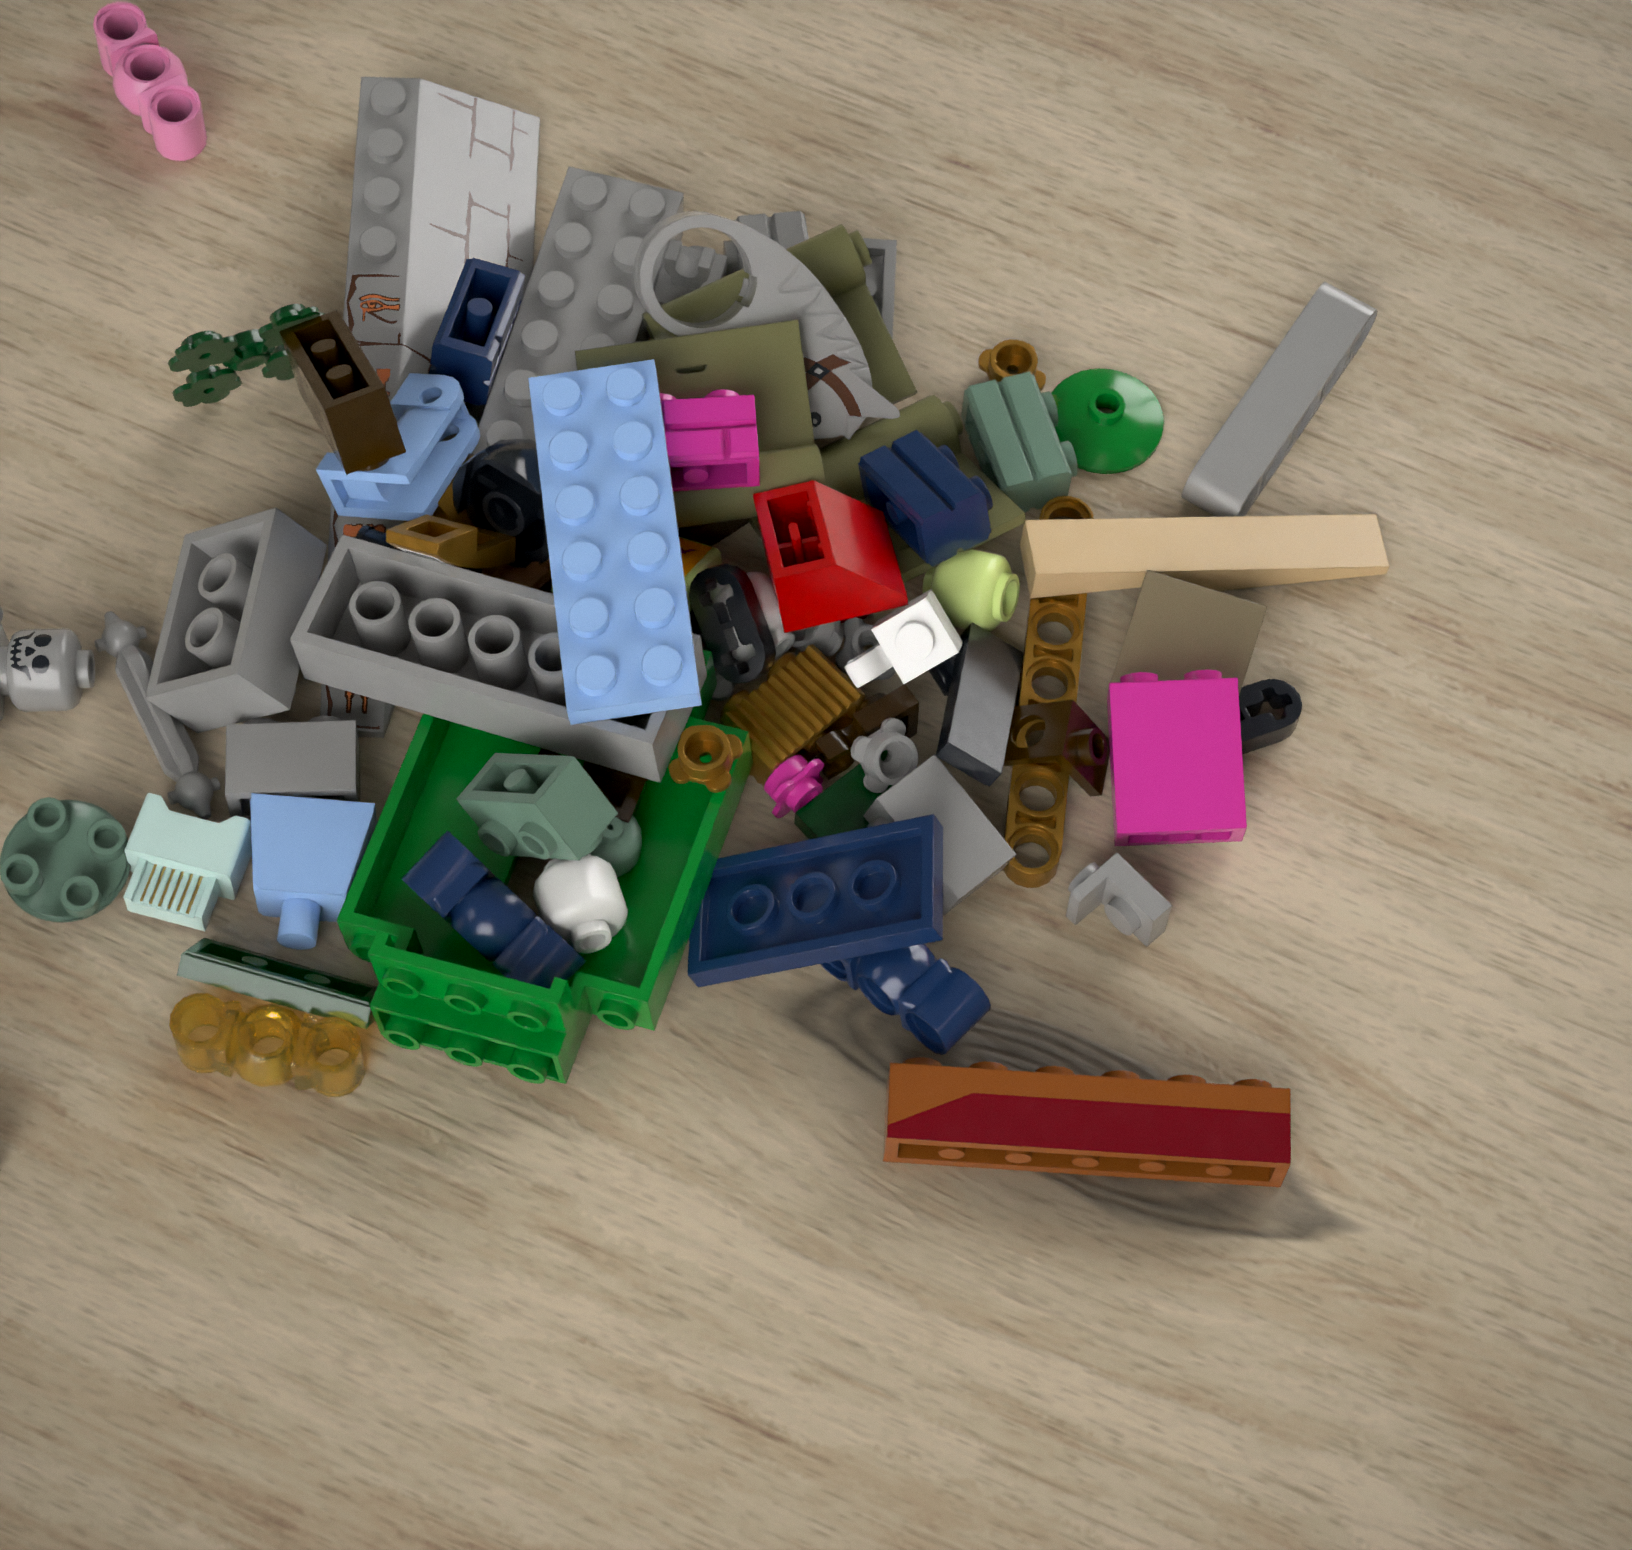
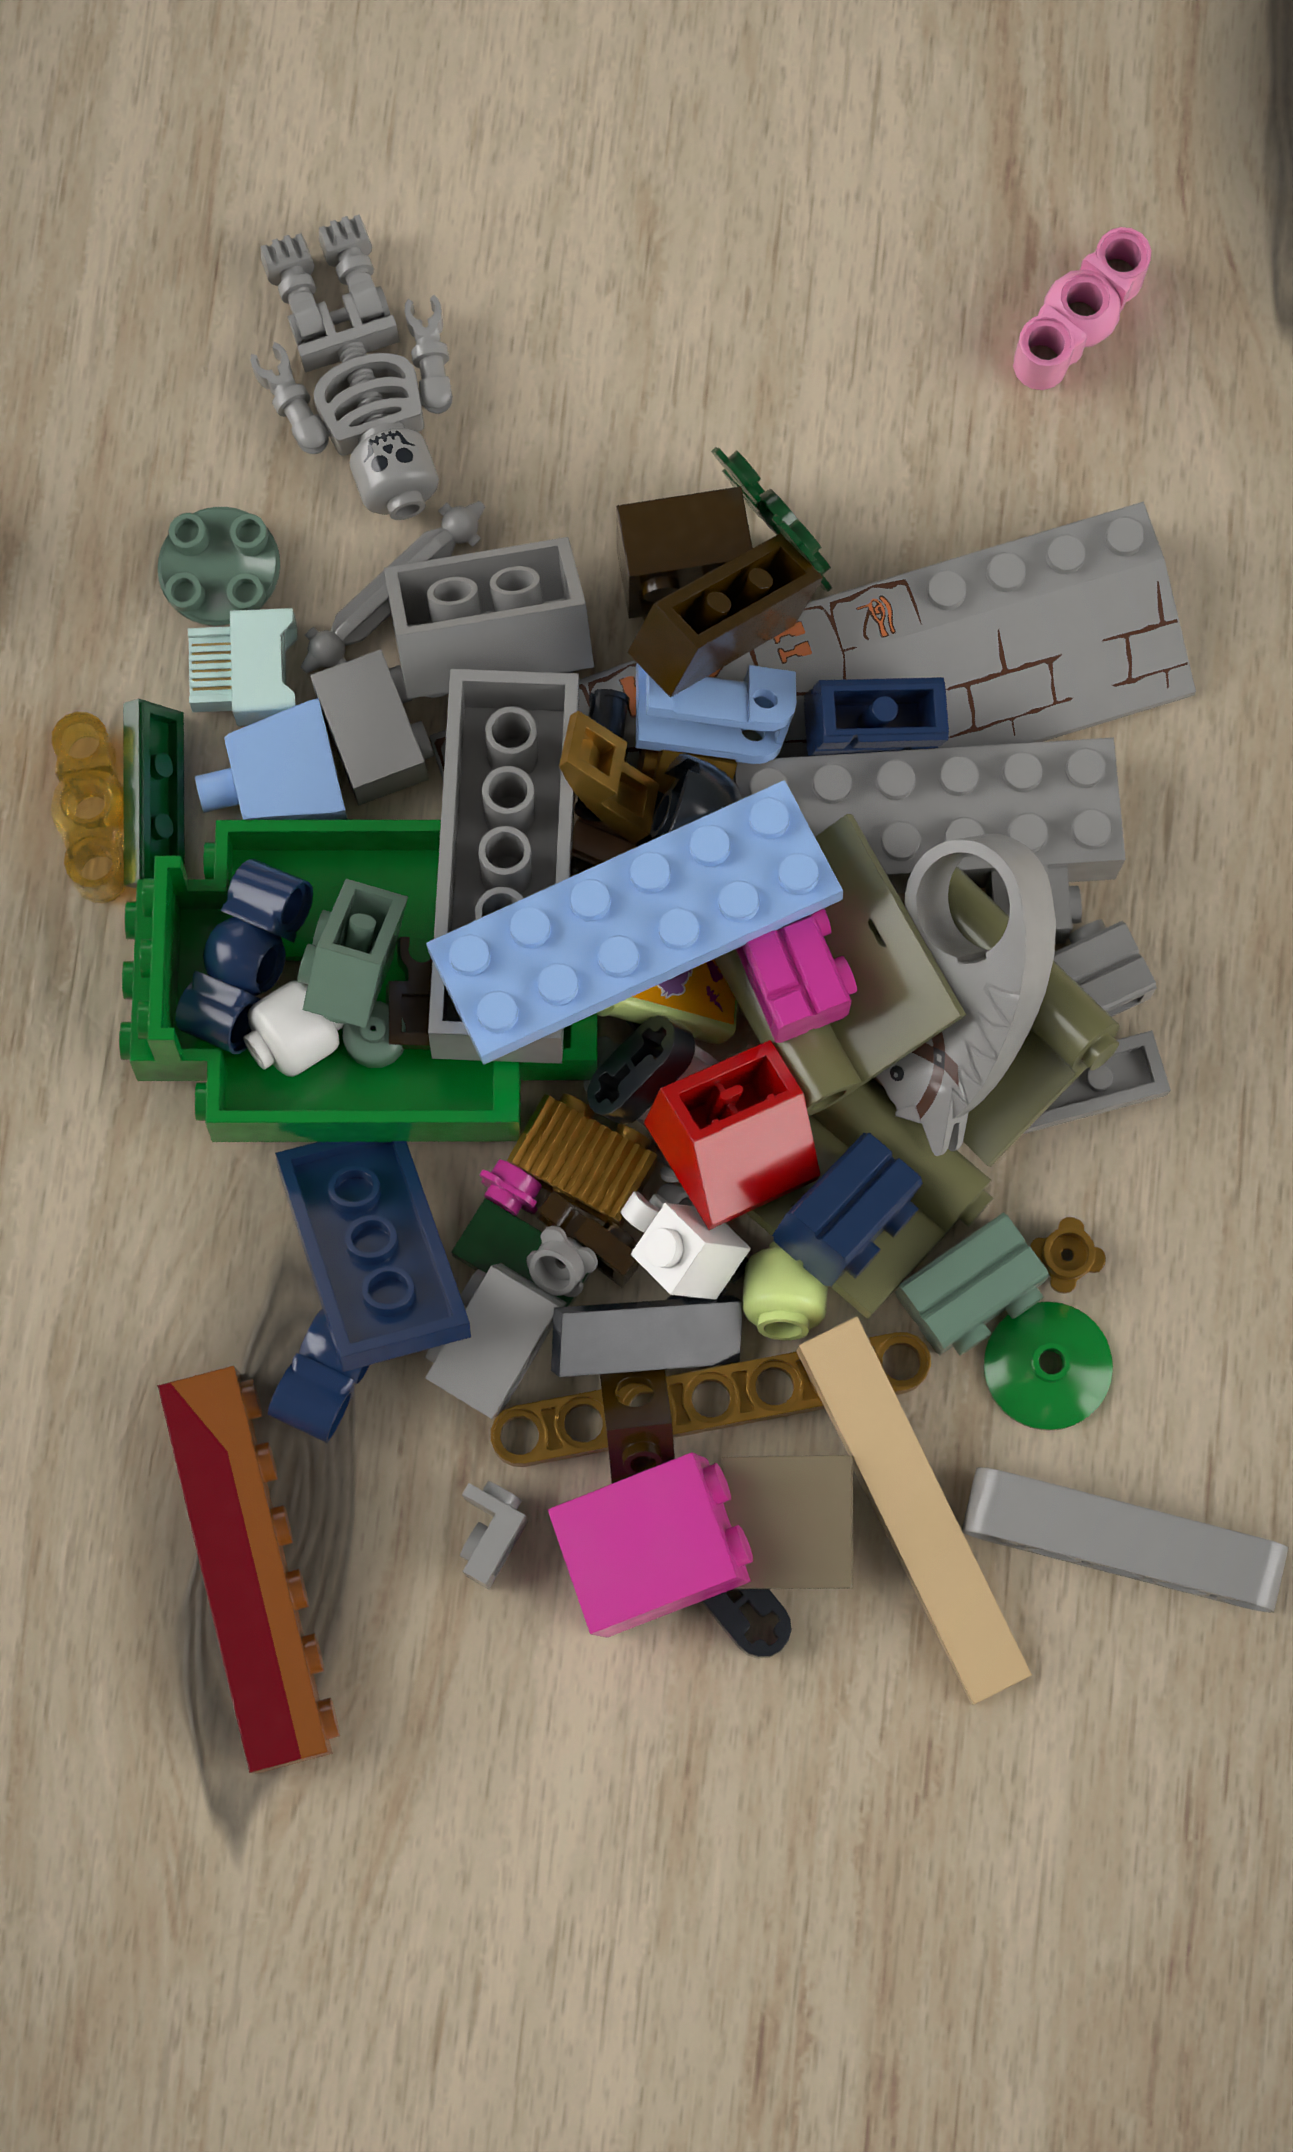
camera: 75 degrees right, 15 degrees up
(246, 440) = (676, 542): none -> dark brown brick
(700, 742) = (463, 1073): pearl gold plate -> none

